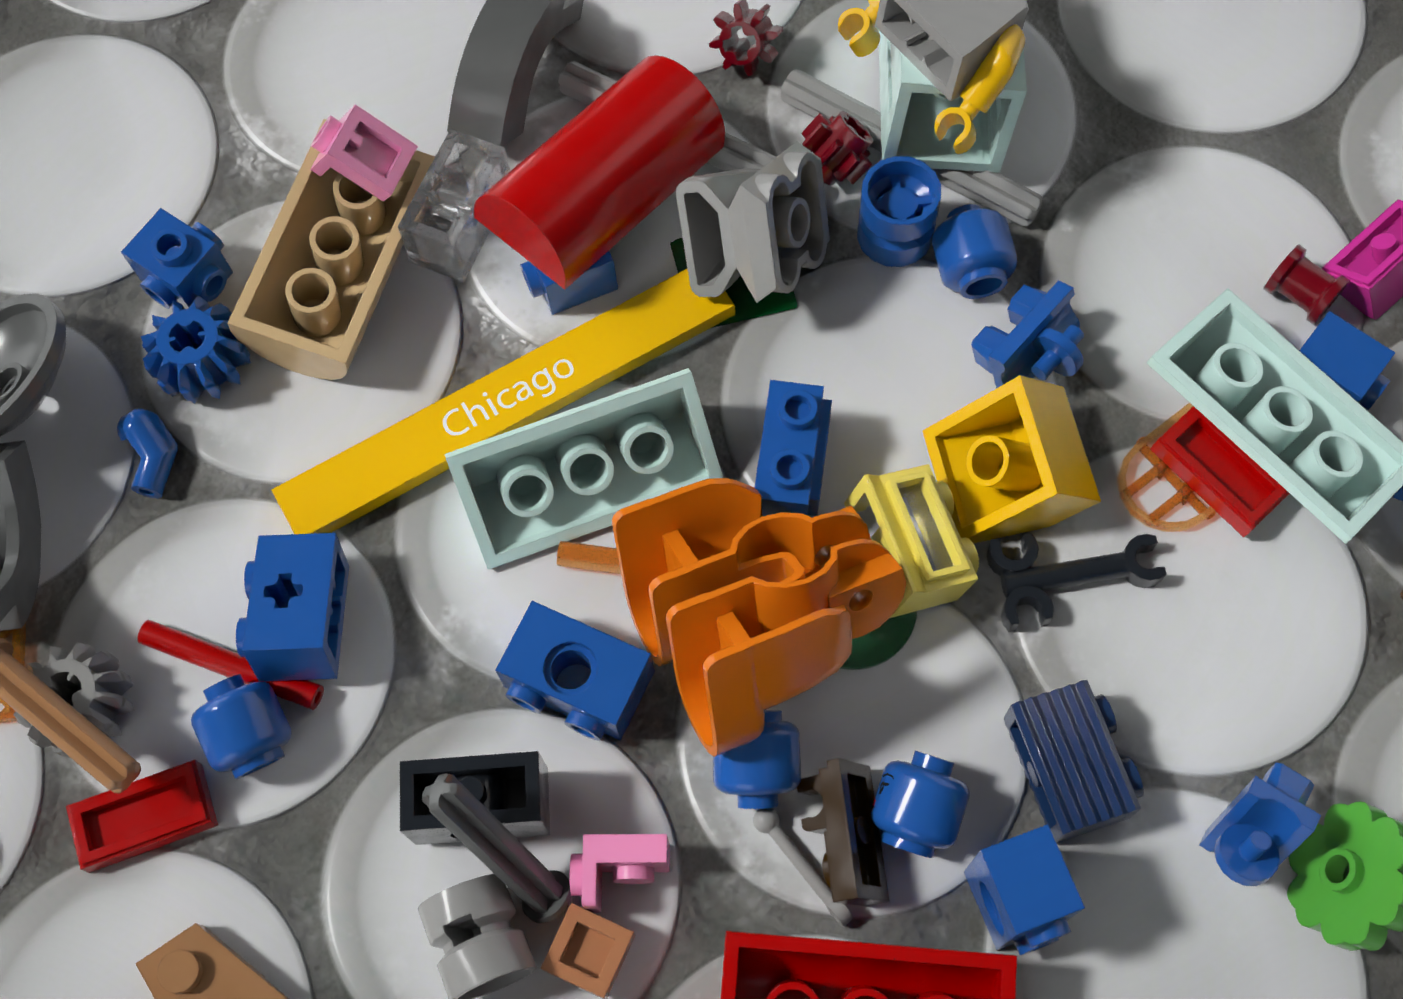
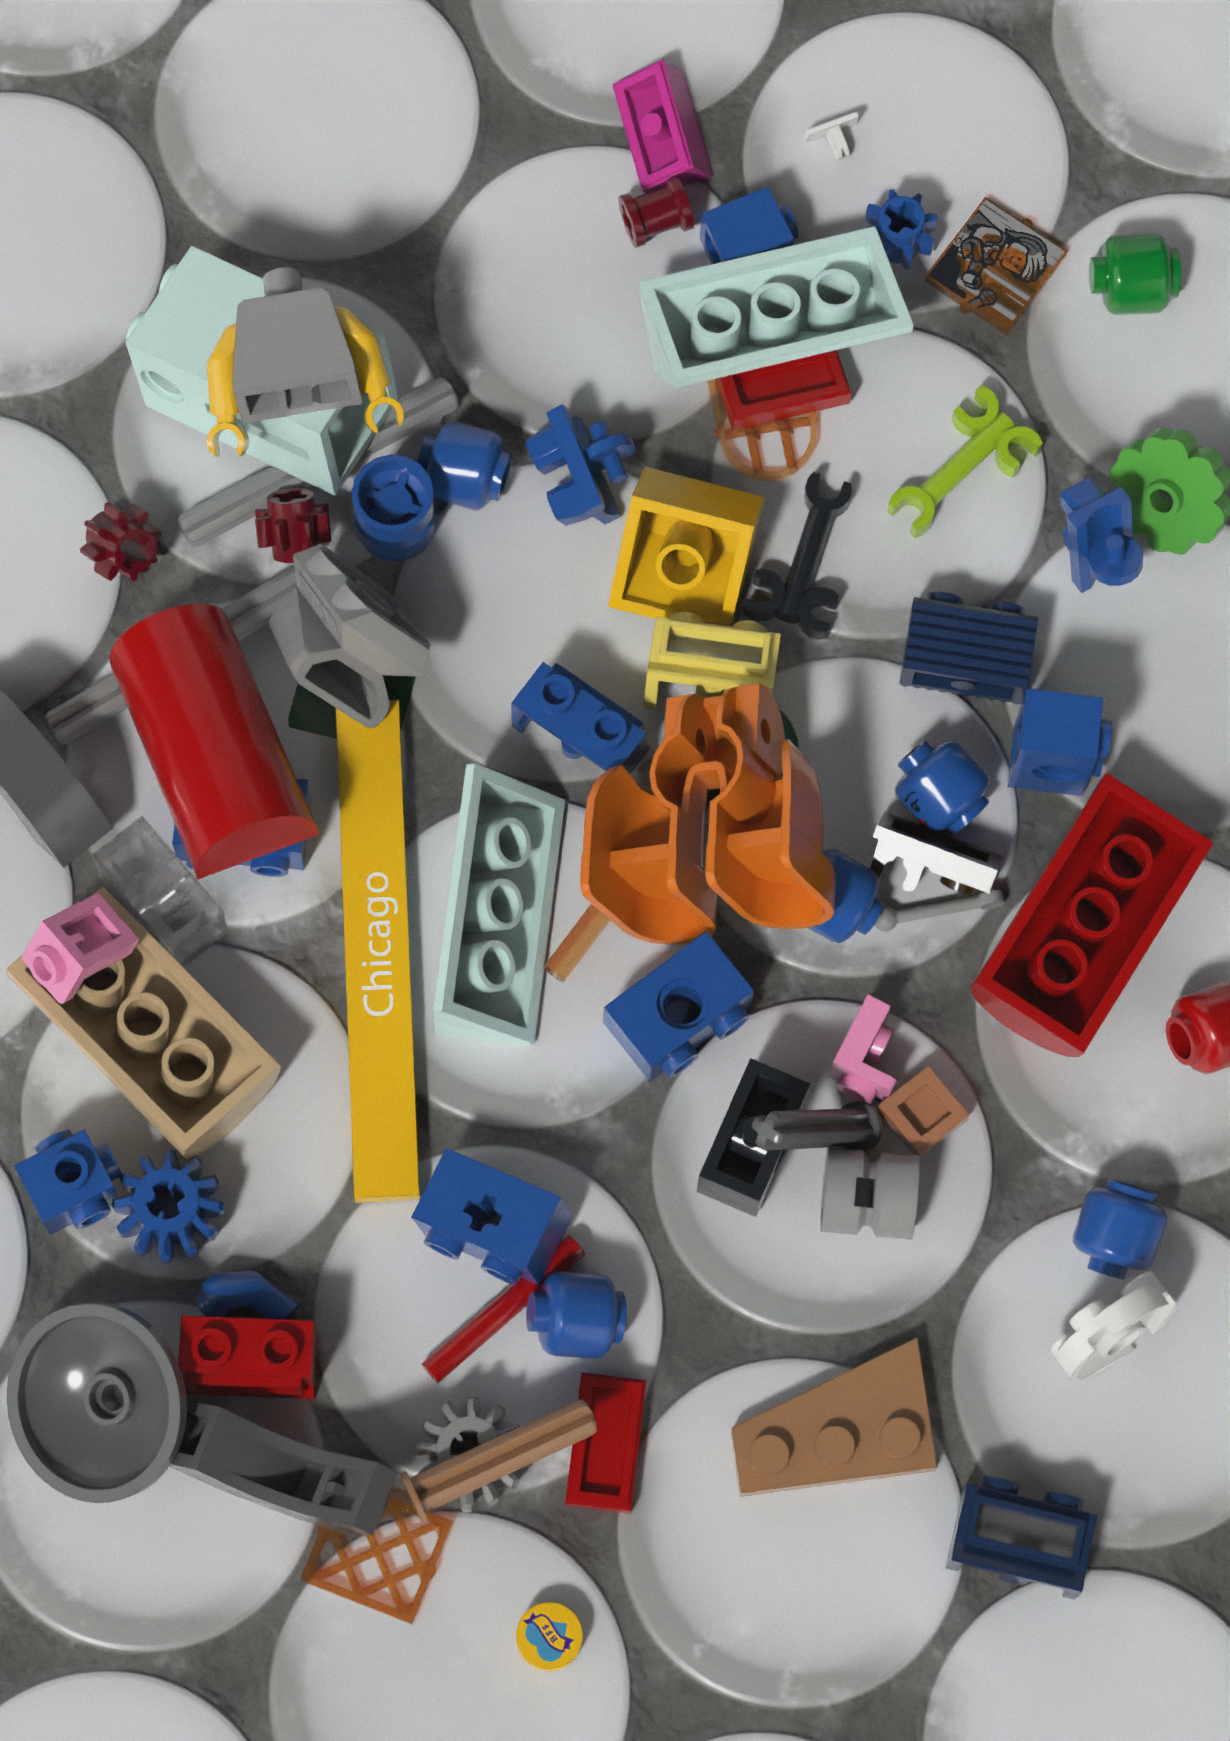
camera: 70 degrees left, 5 degrees up
(81, 474) = (248, 1357): none -> red window
(1298, 675) = (989, 433): none -> lime bar

